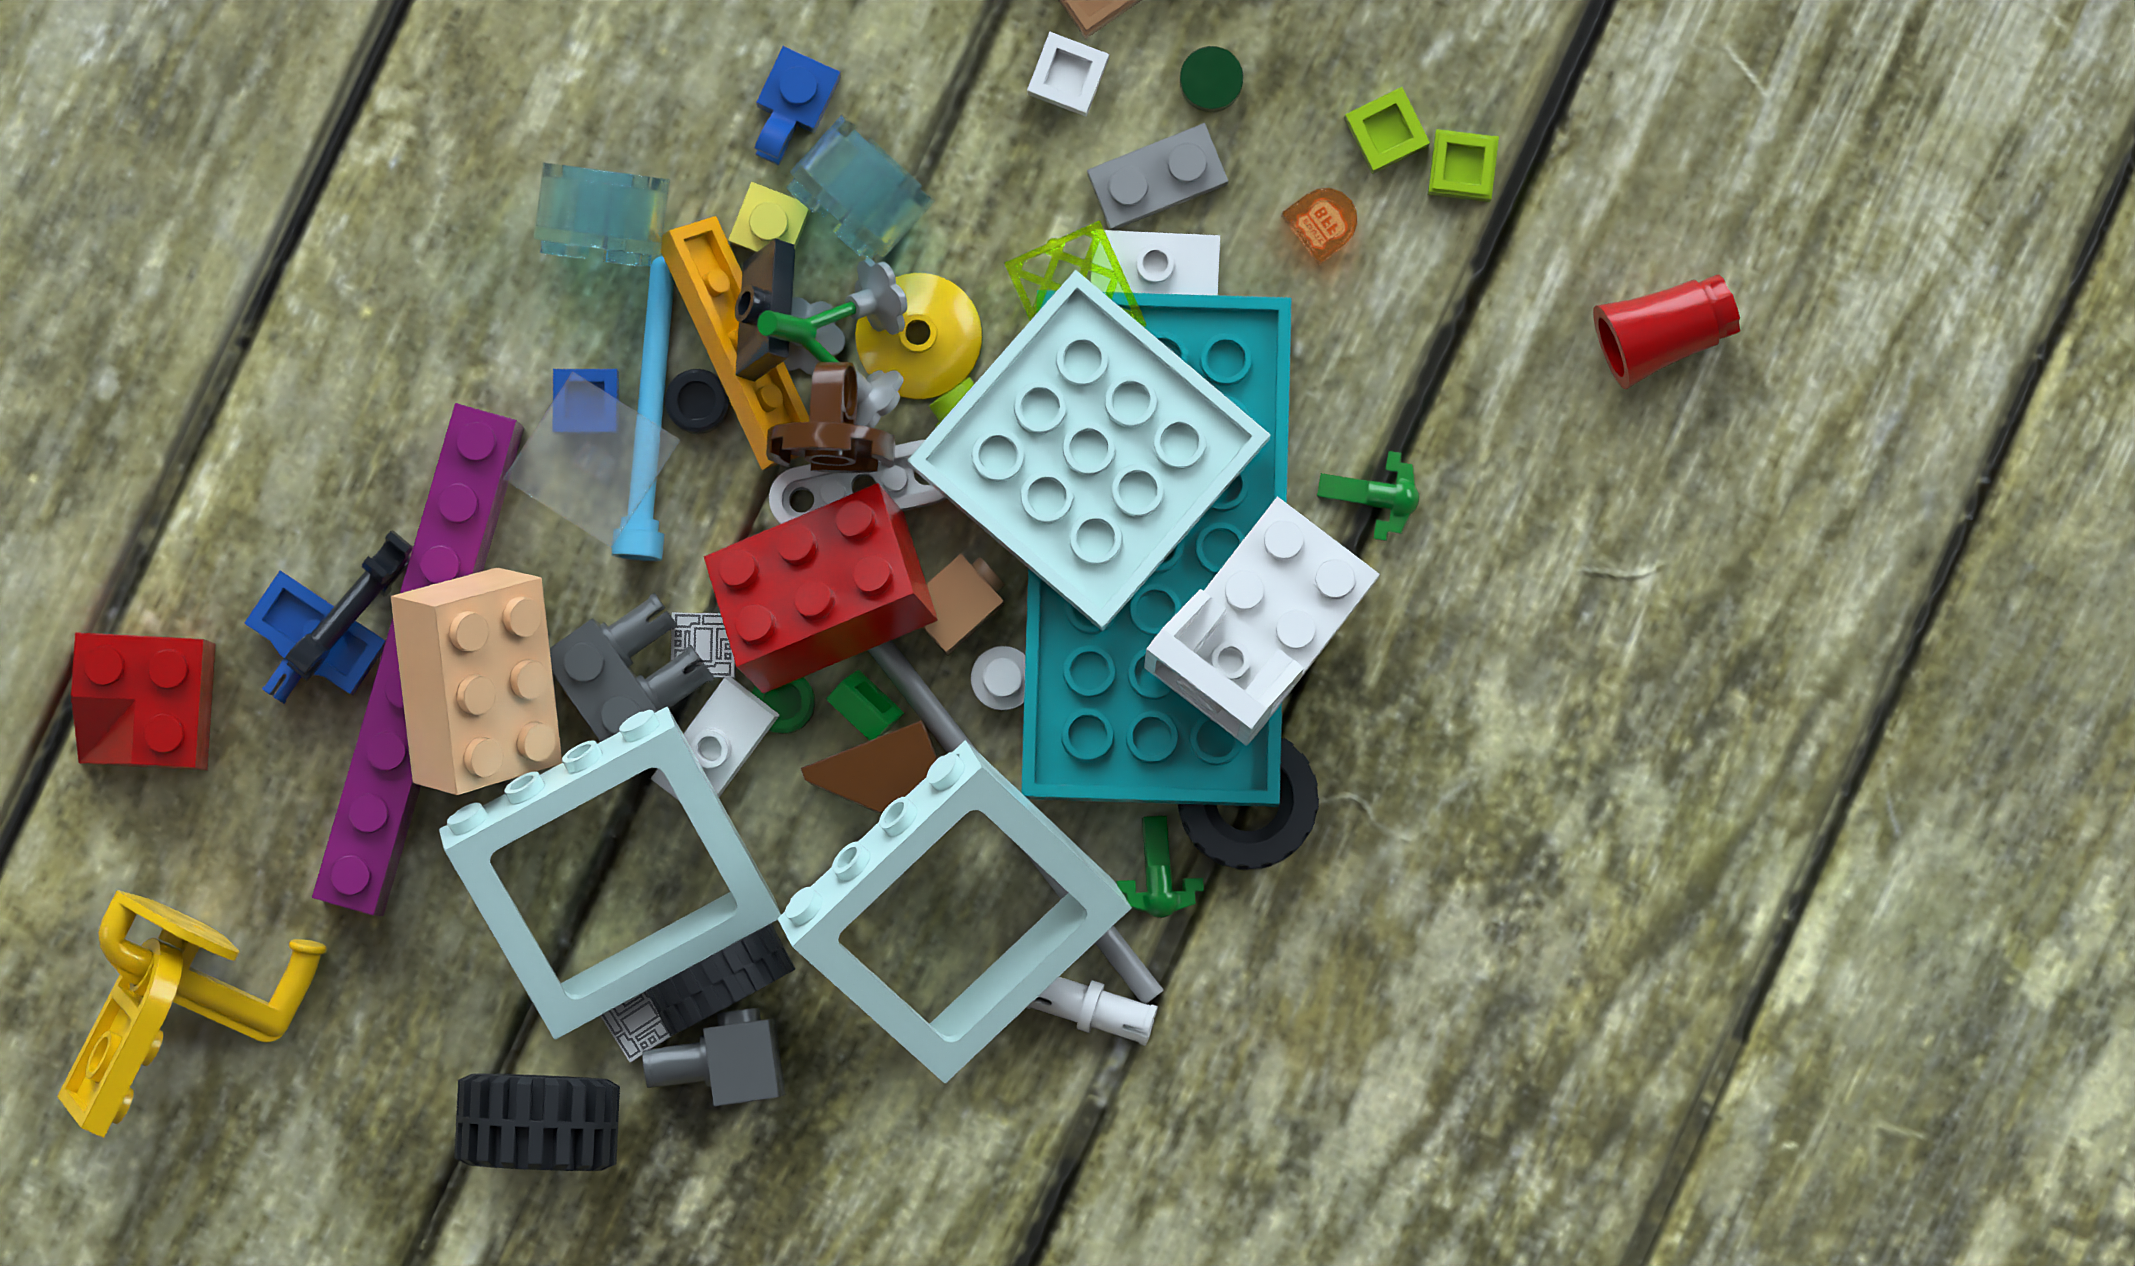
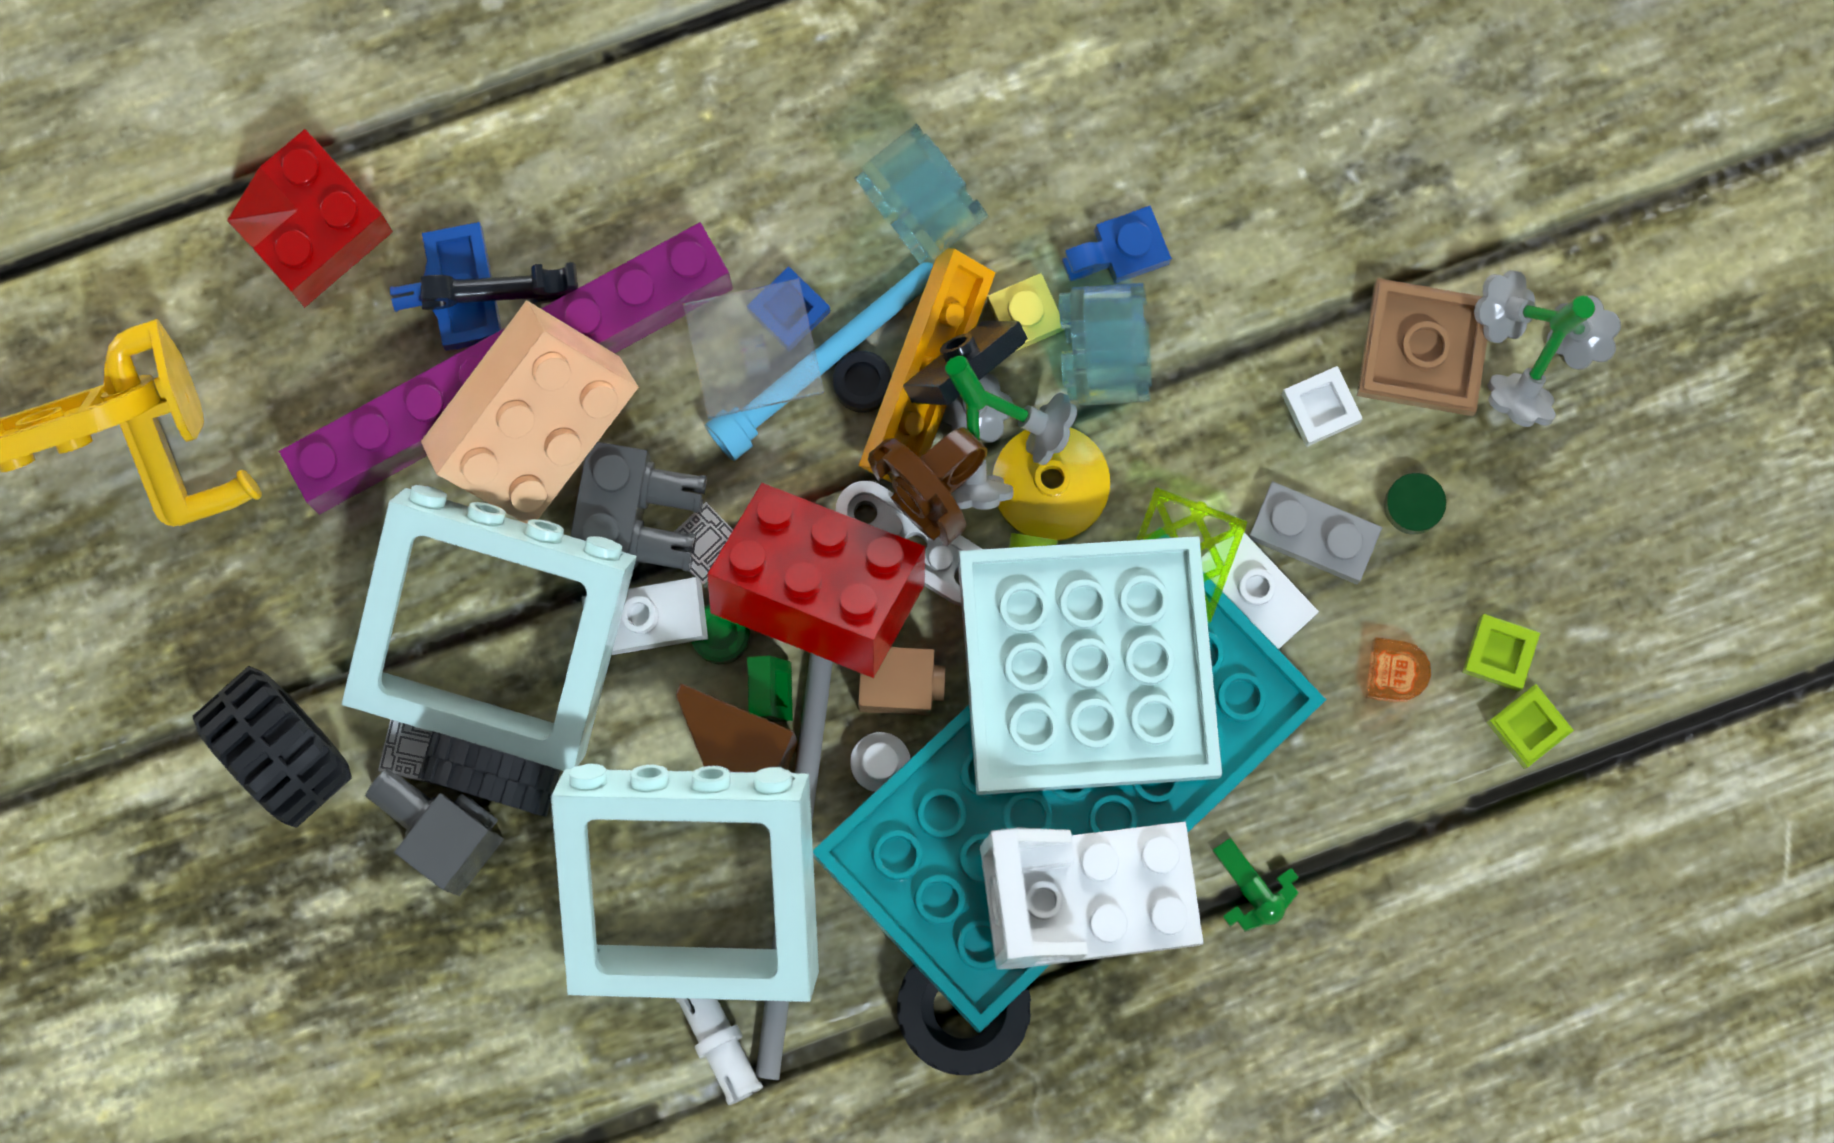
camera: 40 degrees right, 5 degrees down
(1159, 899) = (837, 1015): green piece -> none
(1664, 327) = (1563, 969): red plant -> none

